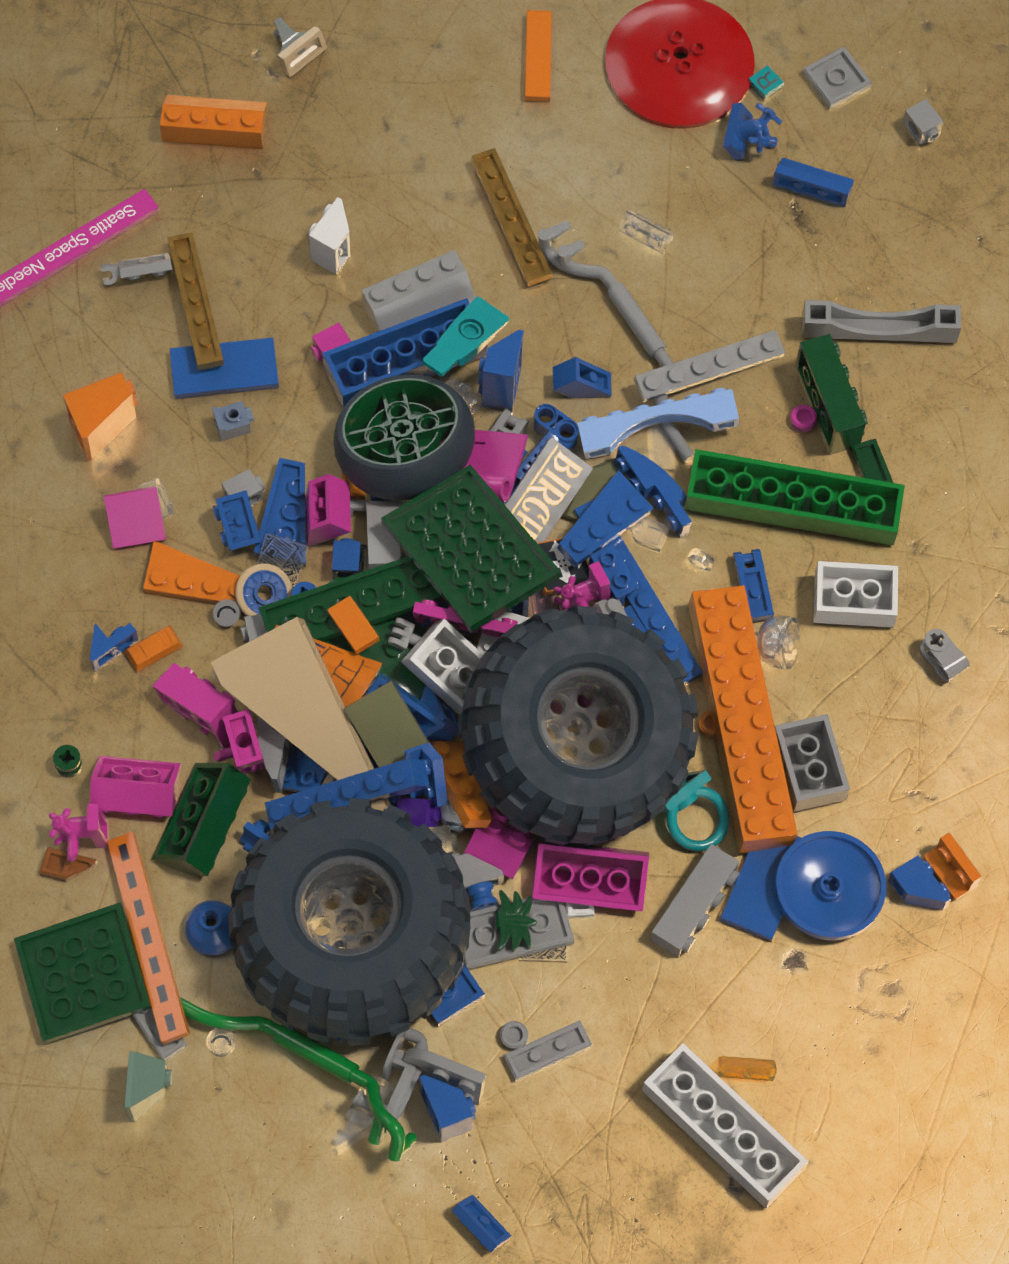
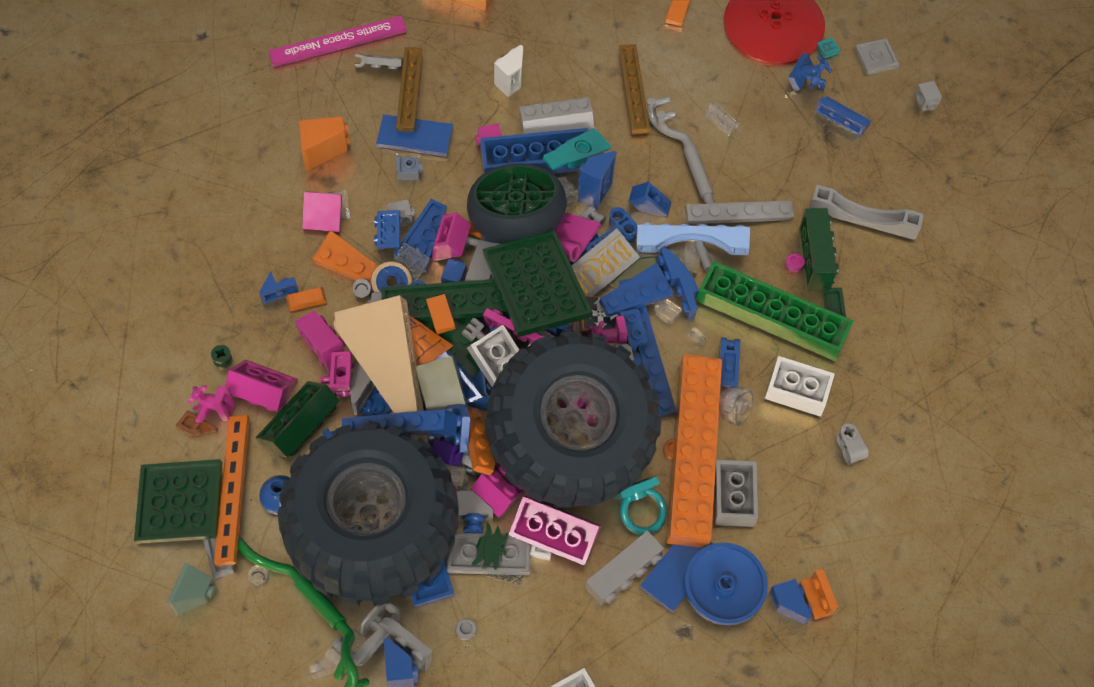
camera: 15 degrees right, 5 degrees down
(547, 1051) = (486, 647): light grey tile -> none

